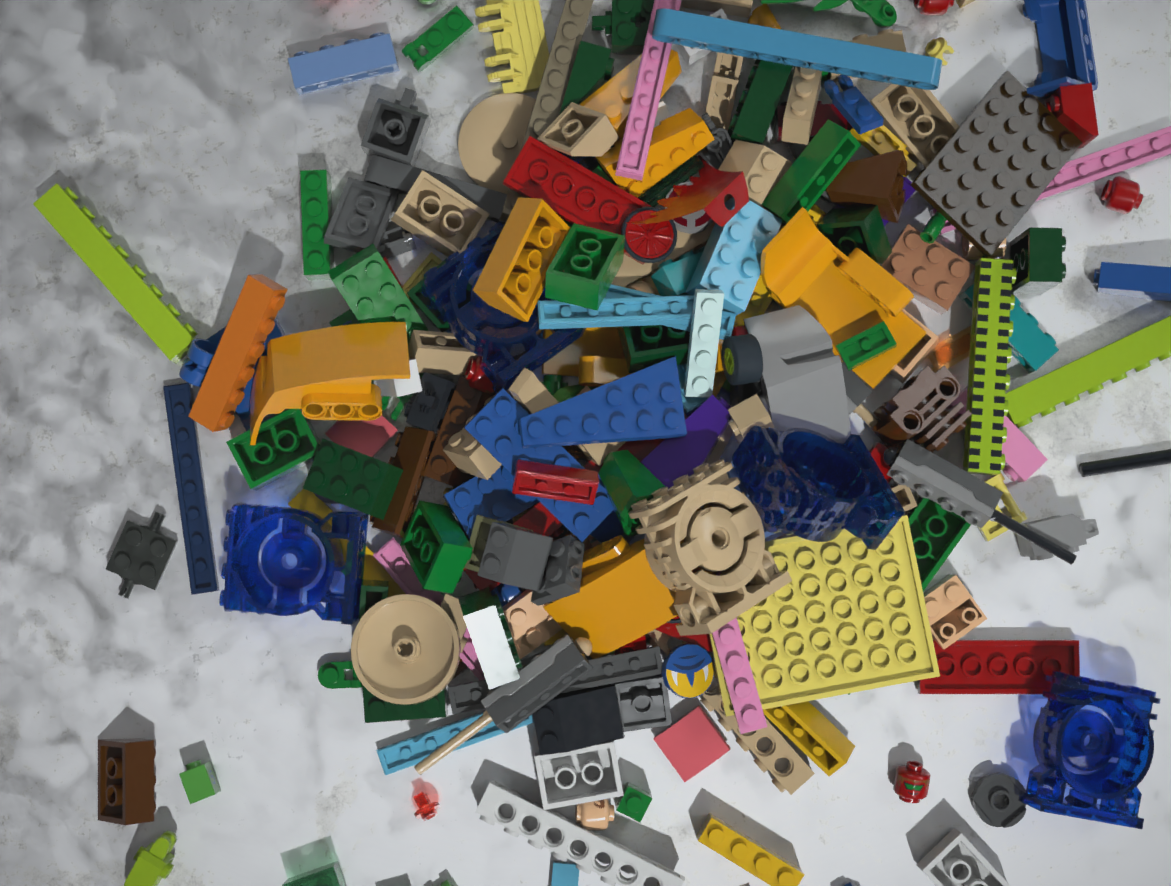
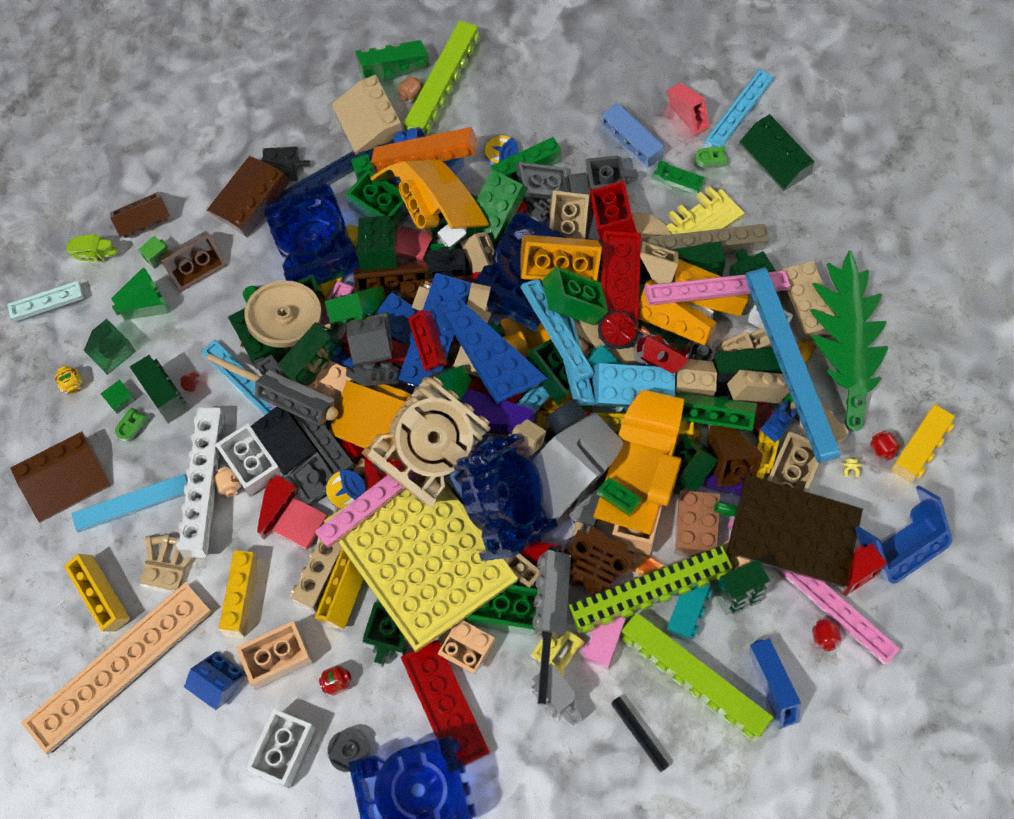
camera: 70 degrees right, 20 degrees down
(53, 328) = (392, 60): none -> green wedge
(110, 324) = (410, 89): none -> nougat head
(125, 403) = (366, 115): none -> tan slope
(174, 620) = (248, 194): none -> reddish brown slope
(212, 446) = (361, 165): none -> green brick
(239, 735) = (192, 261): none -> reddish brown slope
(267, 827) = (139, 298): none -> green slope
(275, 247) = (500, 148): none -> tile
(421, 852) = (159, 388): none -> dark green brick
(458, 151) = (612, 209): none -> red brick
(634, 802) = (244, 503): green brick -> none
(646, 760) = (275, 501): none -> red slope
(703, 343) = (563, 387): light aqua plate -> none
(771, 136) = (721, 384): none -> black tile
(850, 842) = (274, 655): none -> light nougat brick
(893, 708) = (377, 638): none -> dark green hinge

